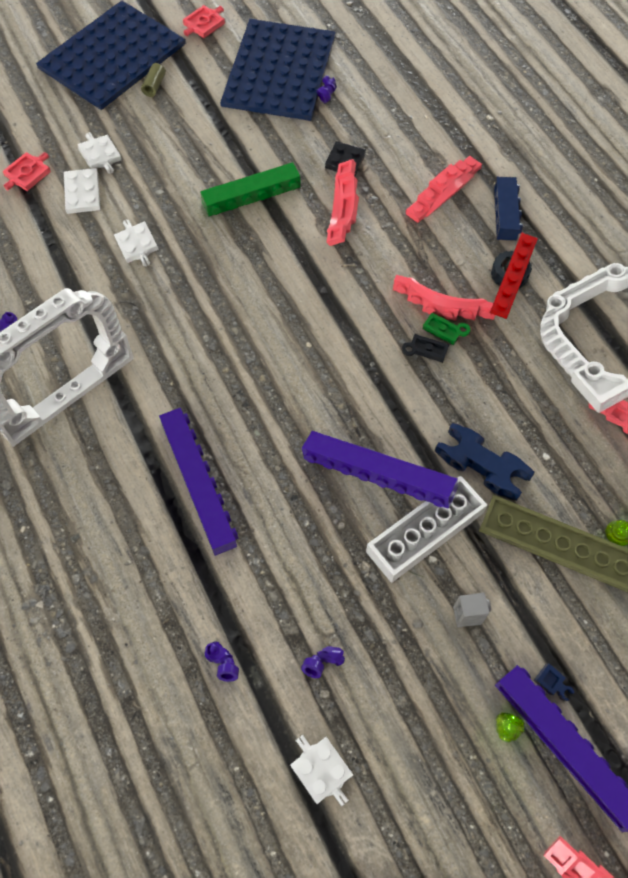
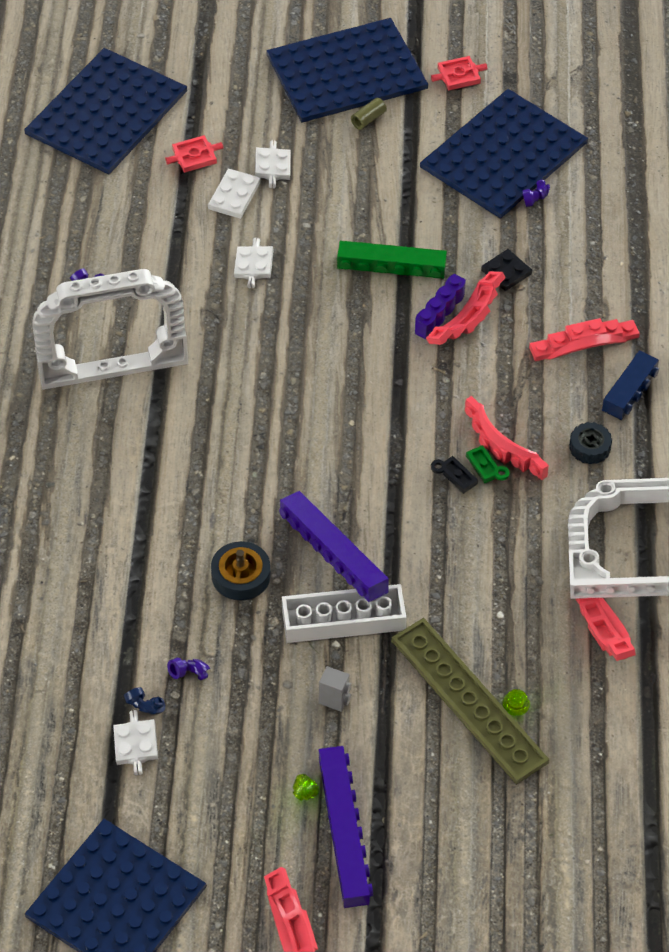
camera: 30 degrees right, 10 degrees down
(198, 482) = (176, 486): dark purple brick -> none
(227, 670) = (108, 635): dark purple arm -> none
(308, 534) = (240, 570): none -> wheel
(314, 721) = (153, 706): none -> dark blue arm
(316, 211) = (440, 306): none -> dark purple brick
(494, 467) = (442, 601): dark blue piece -> none
(513, 276) = (583, 446): red plate -> none
(552, 682) = (366, 776): dark blue plate -> none

